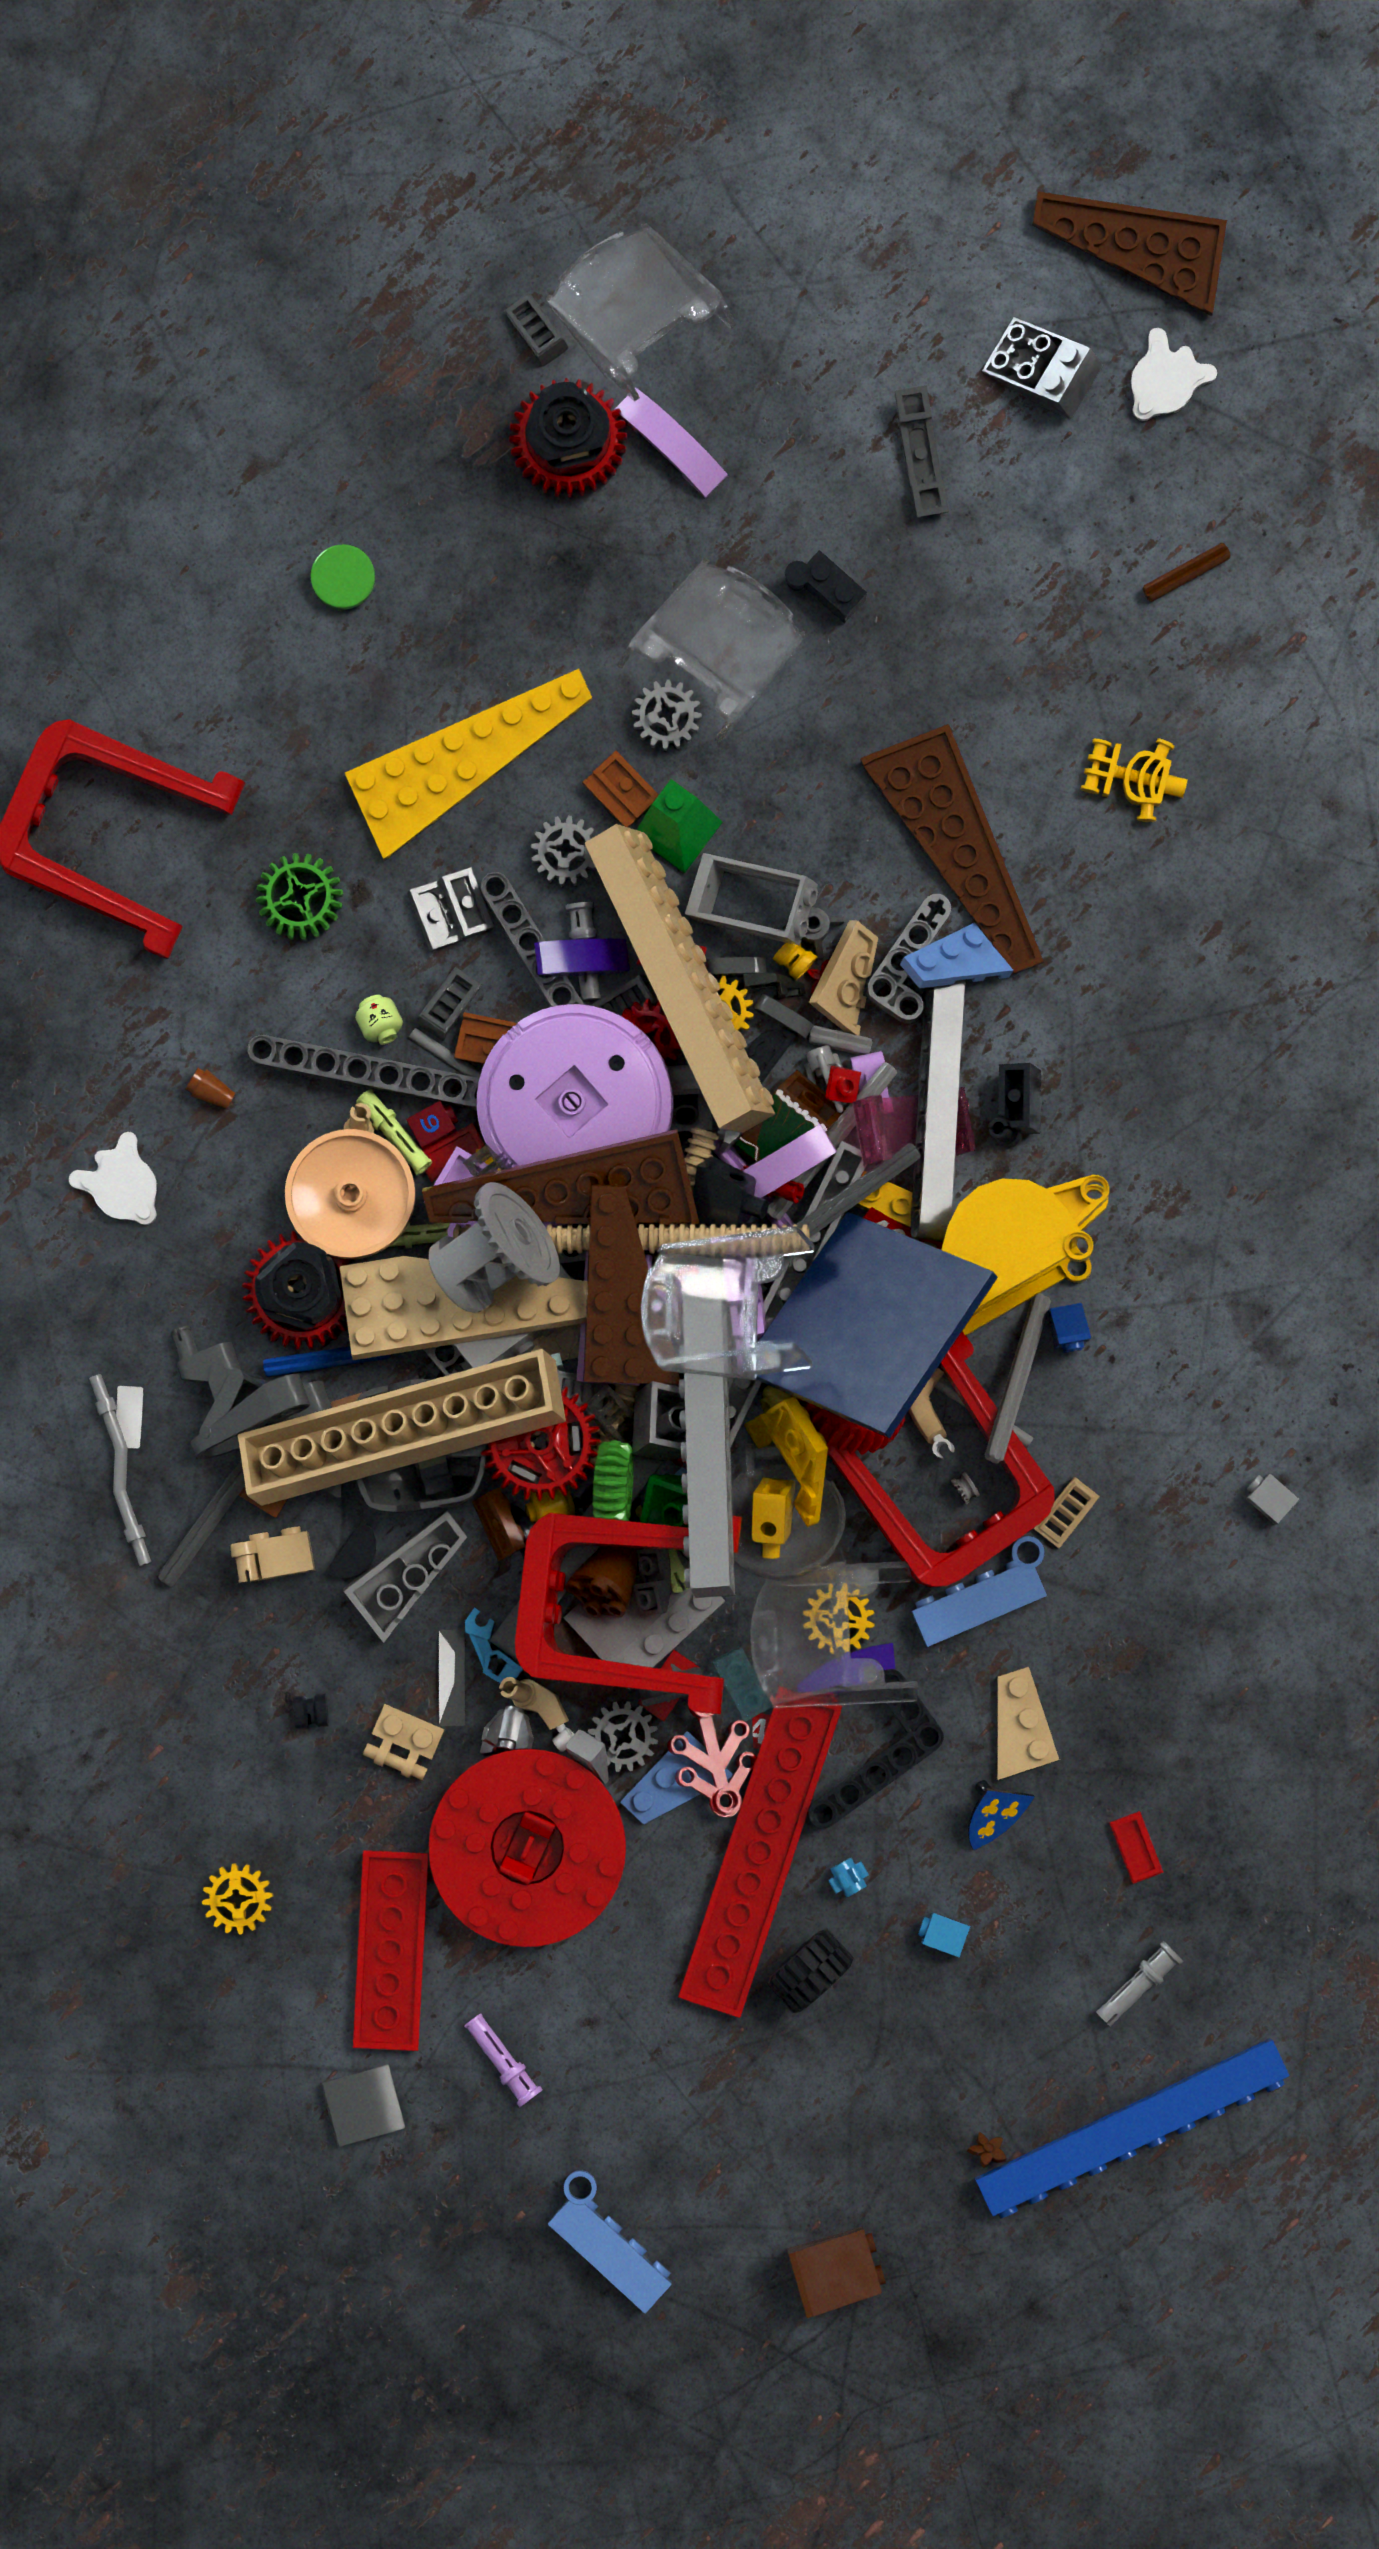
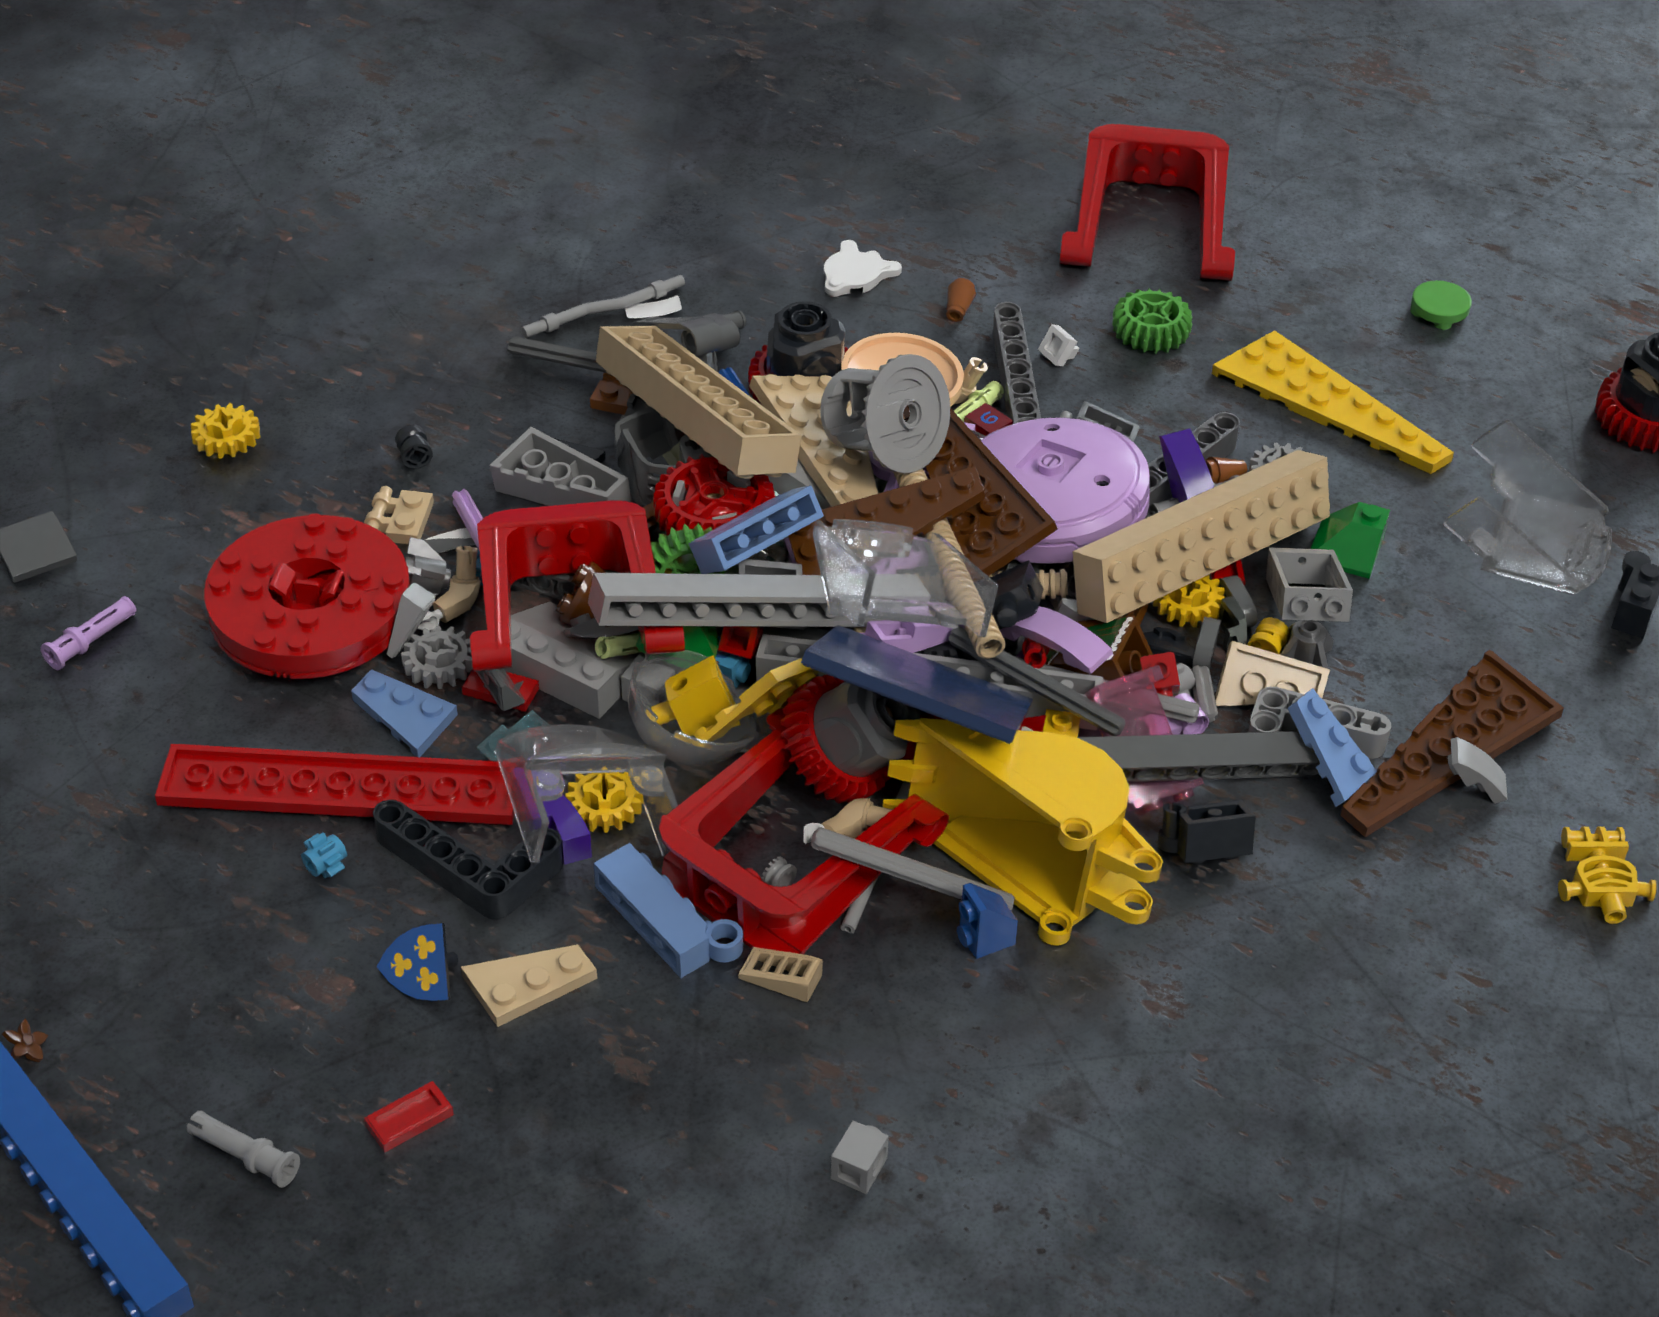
camera: 75 degrees right, 40 degrees down
(273, 1556) = (553, 399): tan hinge -> none
(316, 1009) = (1058, 346): none -> white tile
(379, 1019) = (1068, 382): yellowish green head -> none
(390, 1950) = (176, 537): red plate -> none
(450, 909) = (1184, 409): slope -> none
(451, 1670) = (468, 512): none -> lavender axle
(549, 911) = (1222, 468): none -> dark orange cone
(620, 789) = (1361, 488): dark orange plate -> none
(623, 1413) = (756, 530): none -> medium blue hinge
(680, 710) = (1434, 506): light grey gear -> none
(715, 1762) = (432, 726): plant -> none
(810, 1971) = (212, 826): black tyre -> none
(943, 1934) = (273, 952): dark azure brick -> none
(1008, 837) = (1477, 768): none -> light grey slope

